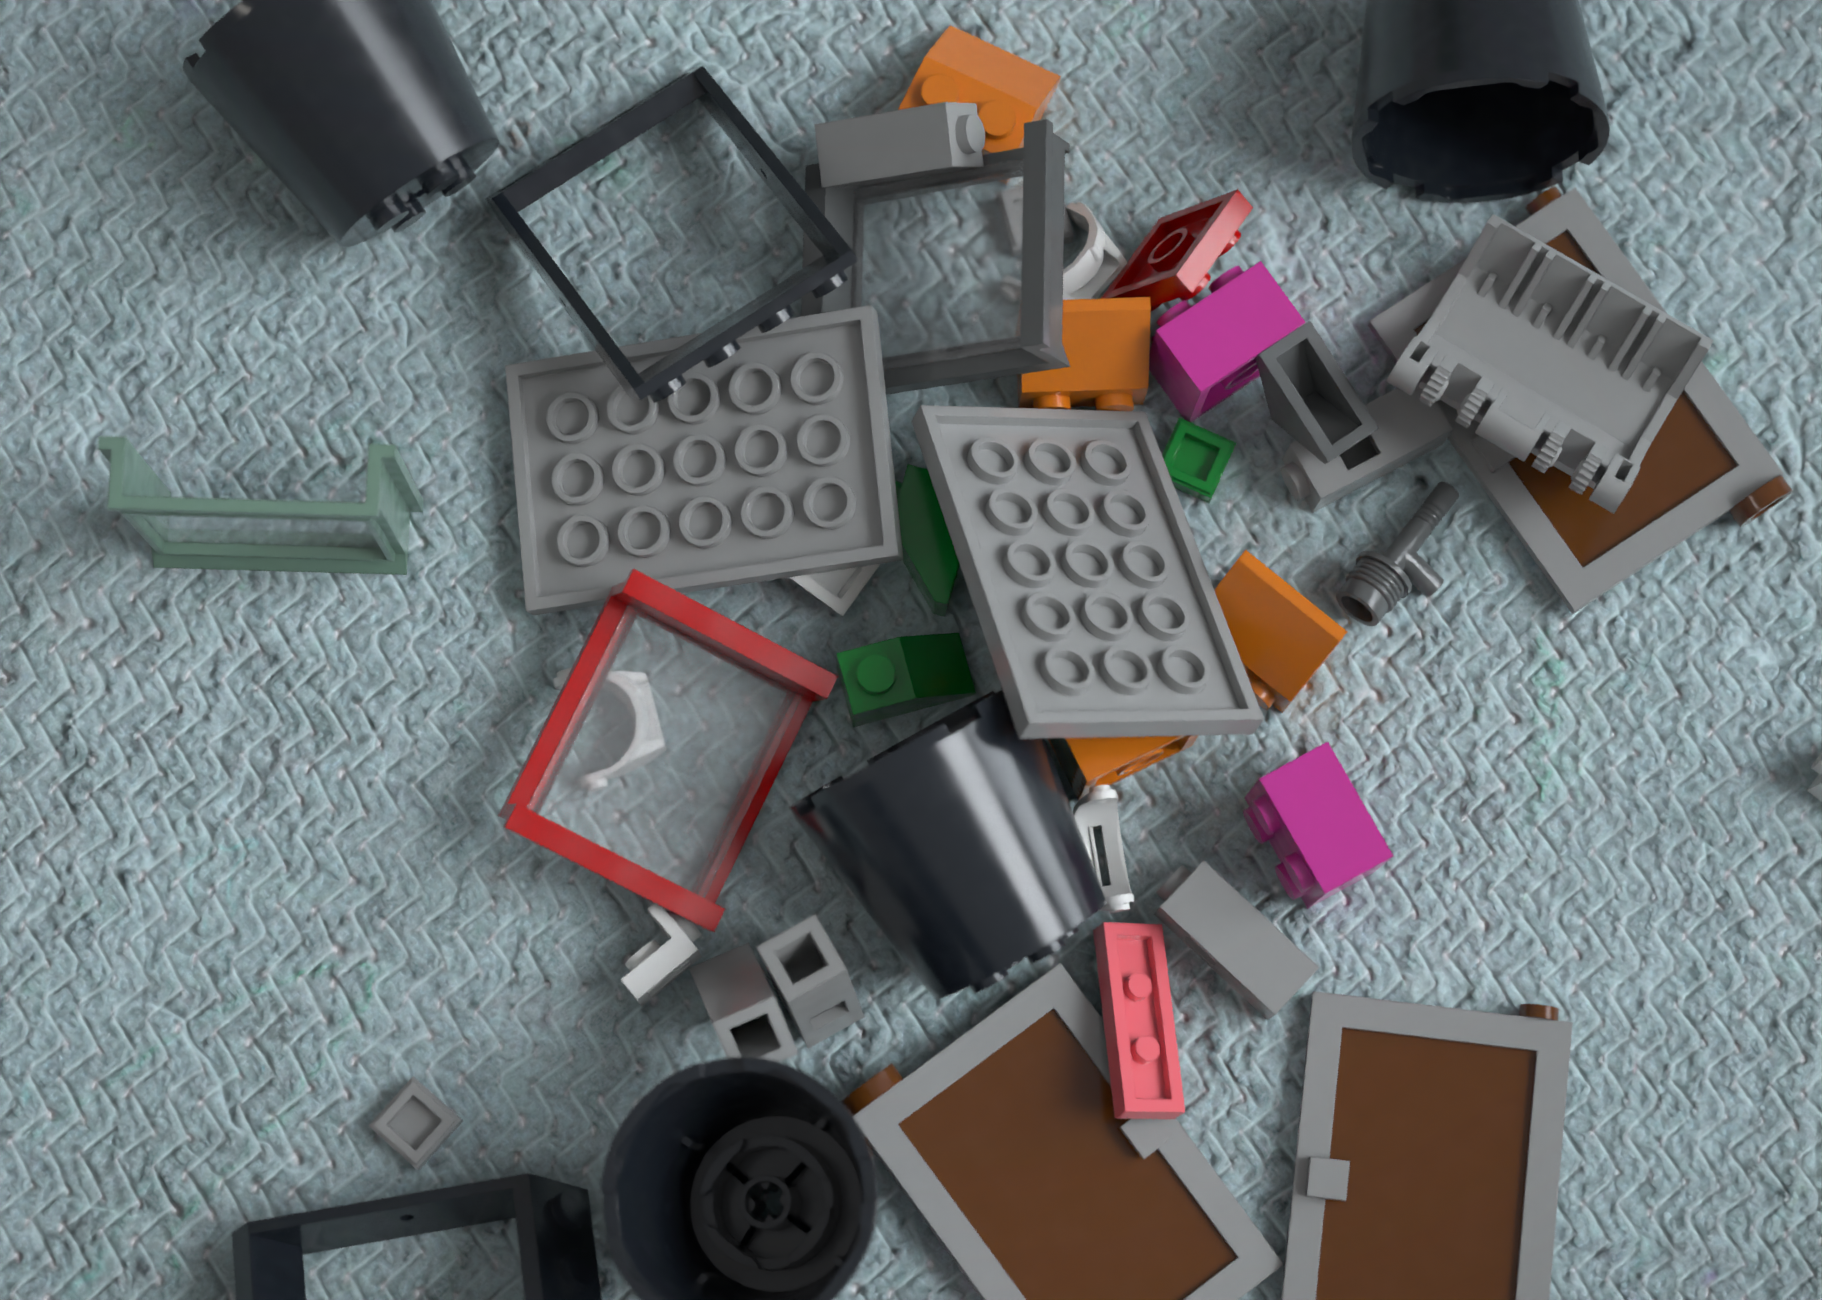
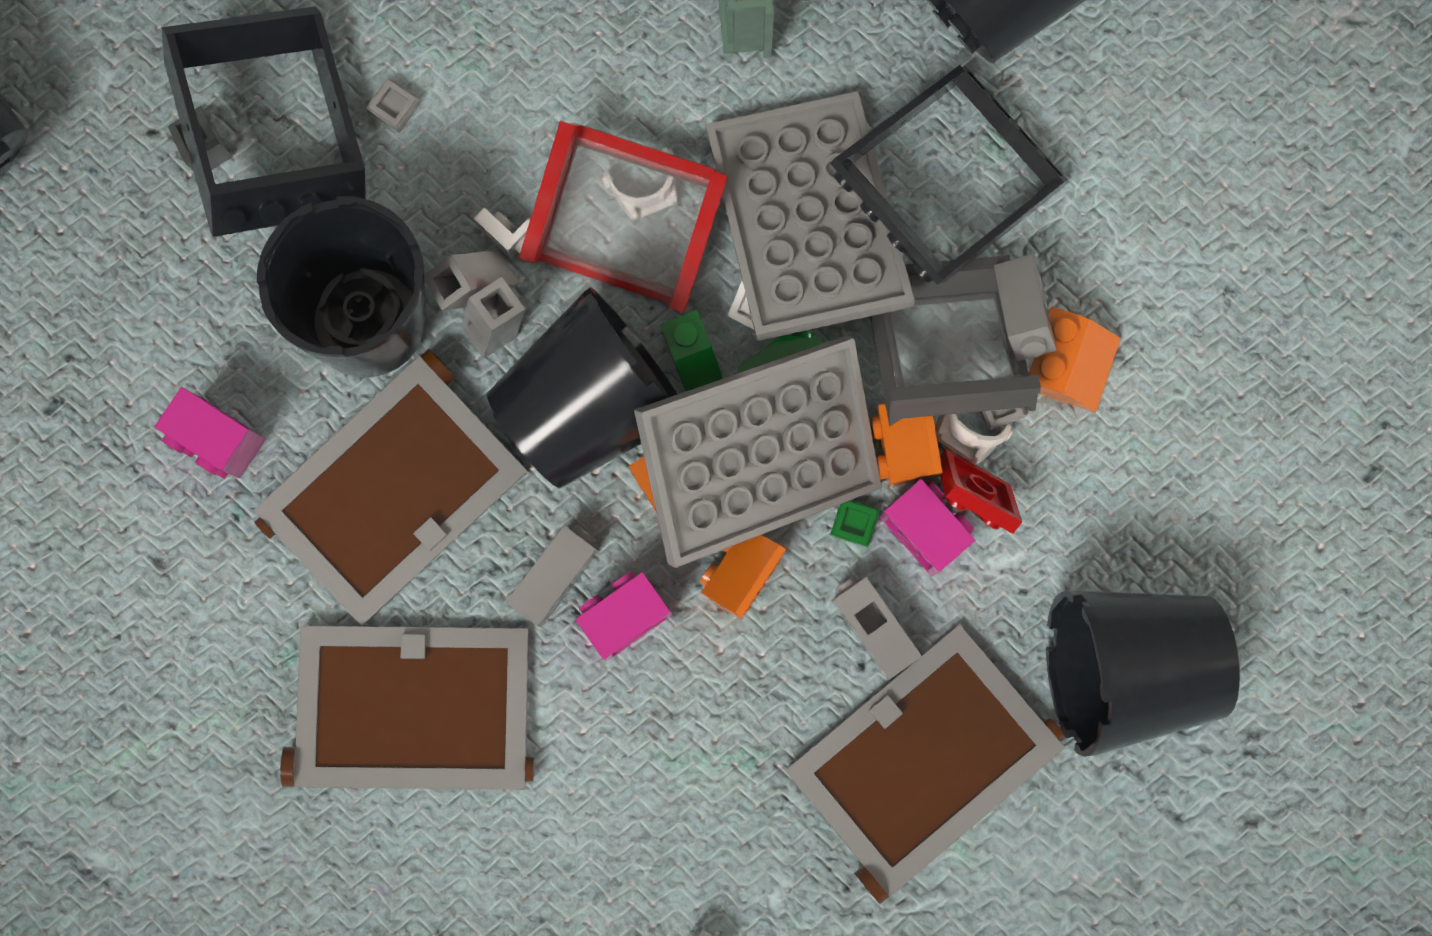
camera: 95 degrees right, 5 degrees up
(1100, 811) = (569, 495): white helmet -> none
(1138, 1021) = (495, 521): coral plate -> none
(1312, 395) = (896, 586): dark grey slope -> none
(1384, 579) = (786, 642): dark grey piece -> none
(1552, 361) = (935, 735): light grey hinge -> none

